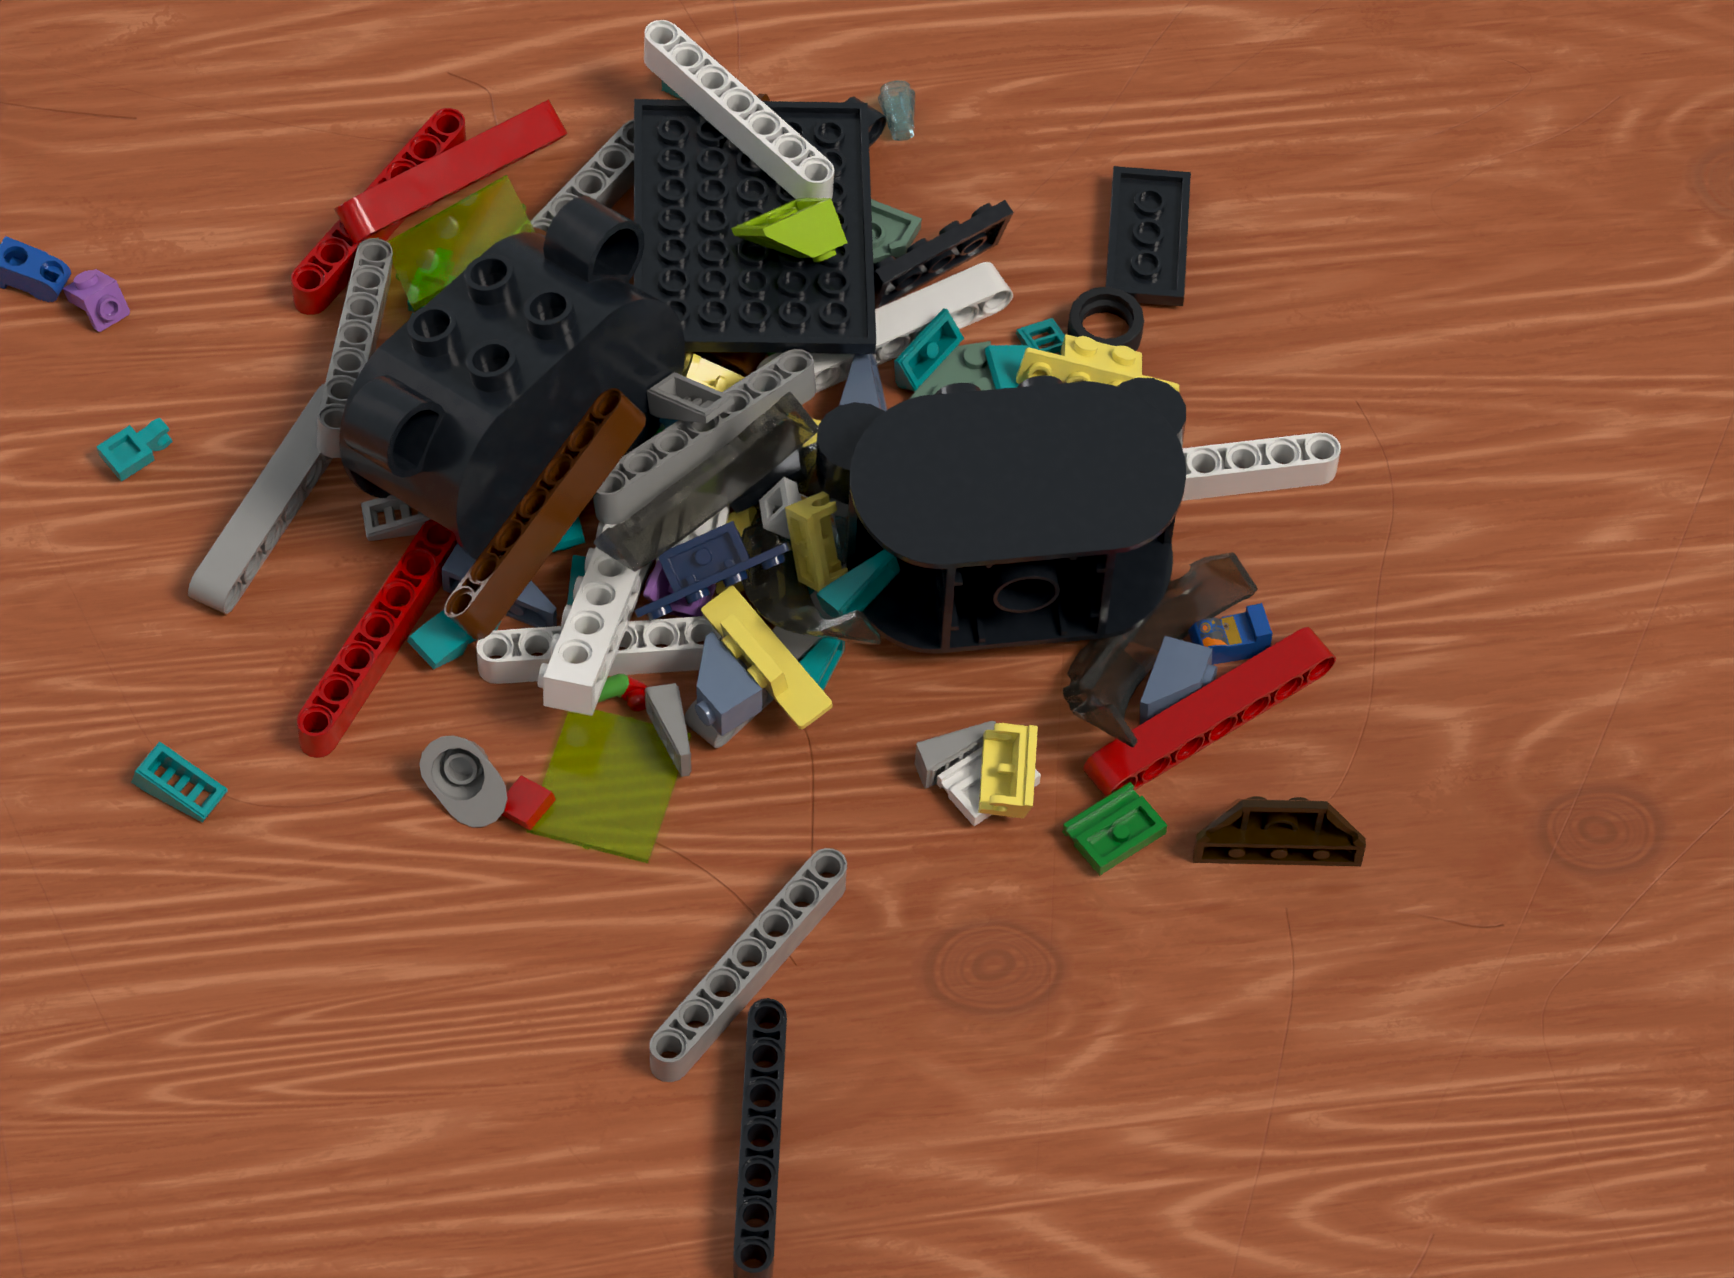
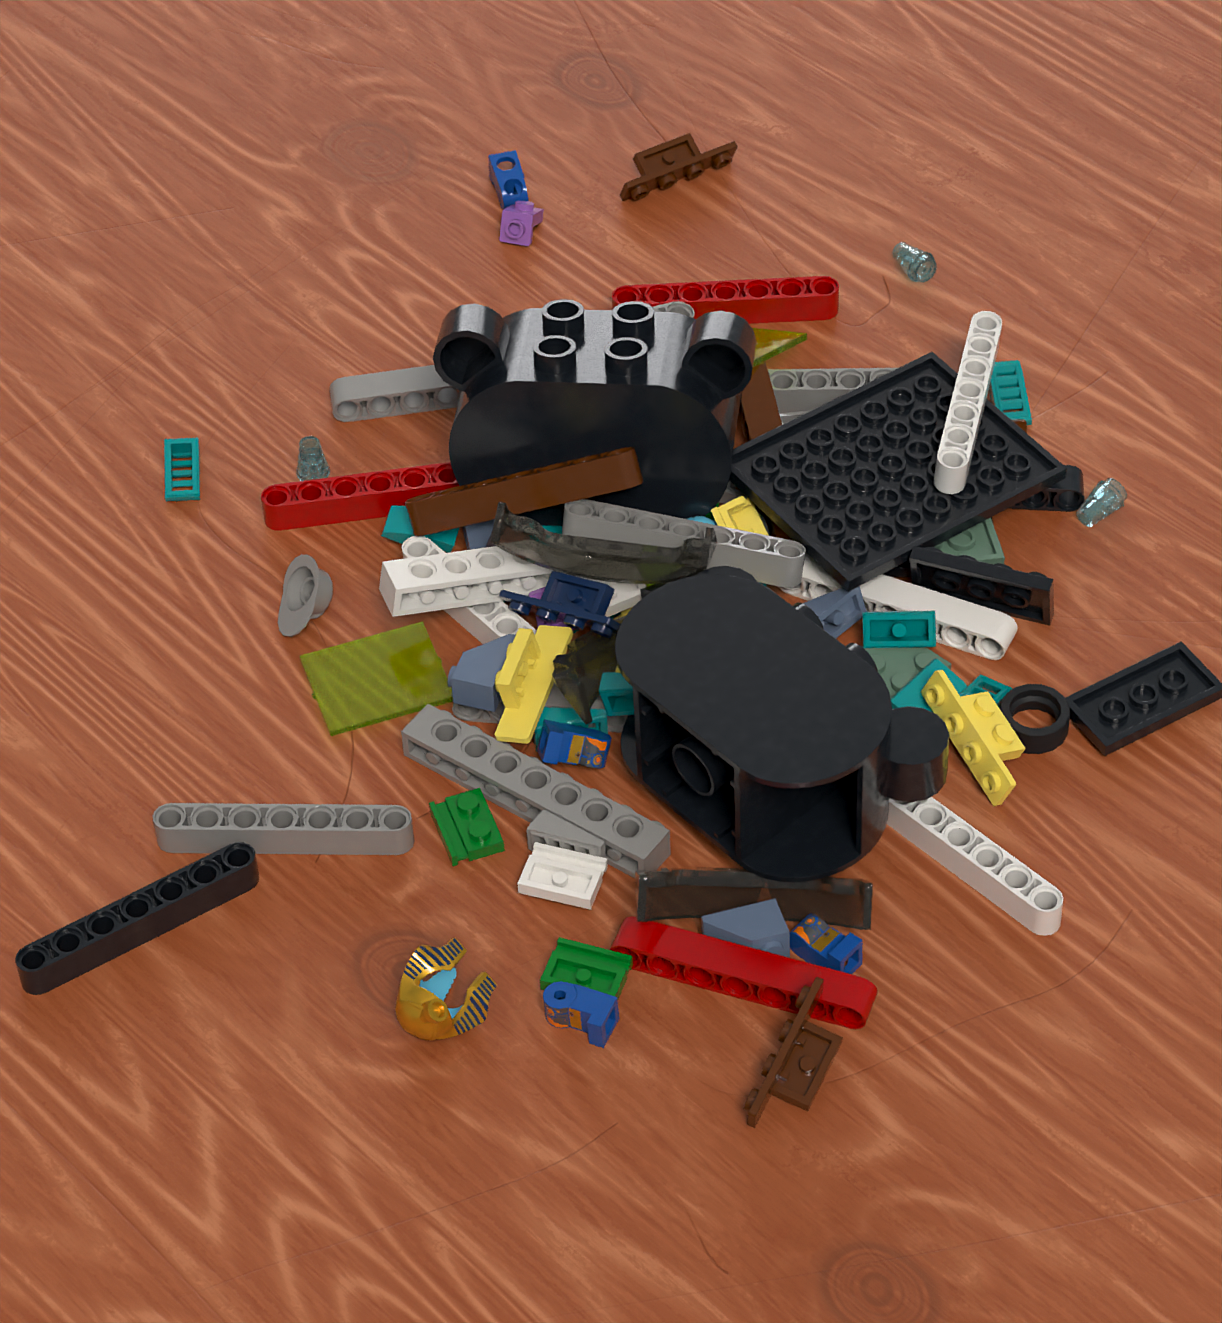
camera: 60 degrees right, 10 degrees down
(132, 451) = (417, 301): teal plate -> none
(139, 128) = (673, 161): none -> reddish brown bracket
(283, 668) = (311, 460): none -> clear light blue cone
(450, 171) = (783, 308): red beam -> none
(464, 36) = (916, 263): none -> clear light blue cone
(527, 802) = (316, 641): red tile -> none
(625, 688) = (455, 634): arm -> none
(666, 713) = (433, 681): light grey slope -> none
(686, 400) = (691, 506): light grey slope -> none
(798, 229) = (894, 482): lime slope -> none
(853, 673) = (573, 745): none -> blue leg
(859, 756) = (528, 786): none -> light grey brick
(861, 819) = (466, 826): none -> green plate
(1008, 770) = (567, 874): light yellow hinge -> none
(1071, 976) = (422, 1005): none -> pearl gold piece
(1155, 857) = (582, 1010): none -> blue leg
(1280, 834) = (666, 1068): dark brown wedge -> none
(1346, 729) = (801, 1061): none -> reddish brown bracket

